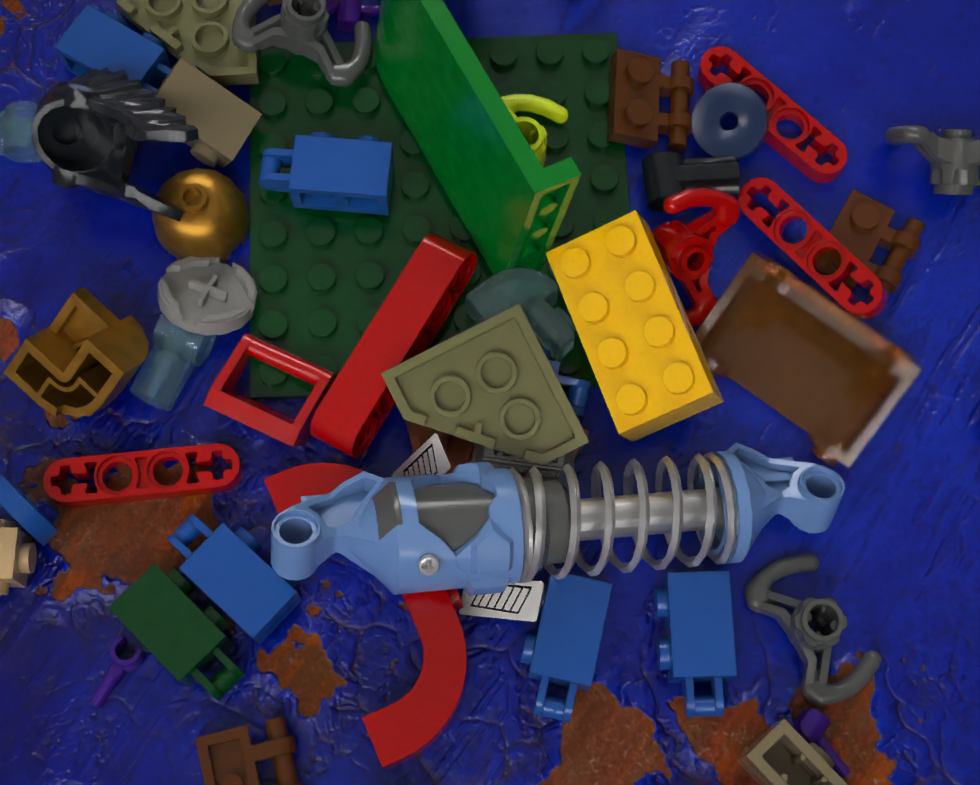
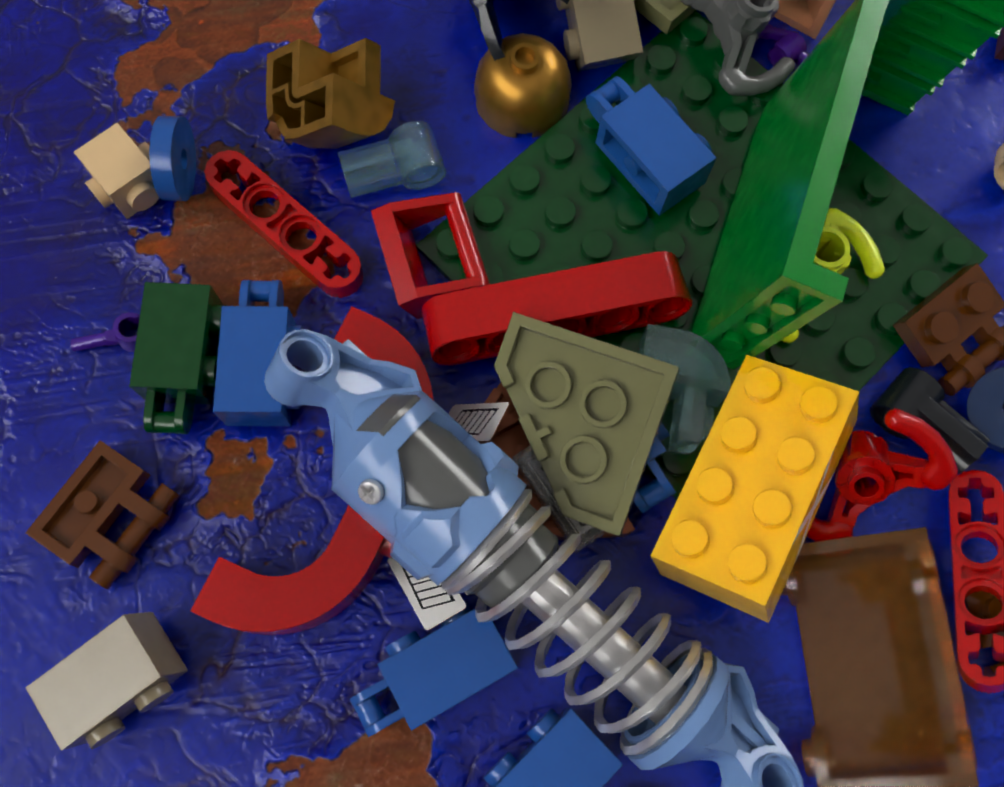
camera: 45 degrees right, 0 degrees up
(207, 295) = (463, 141): light grey tile -> none

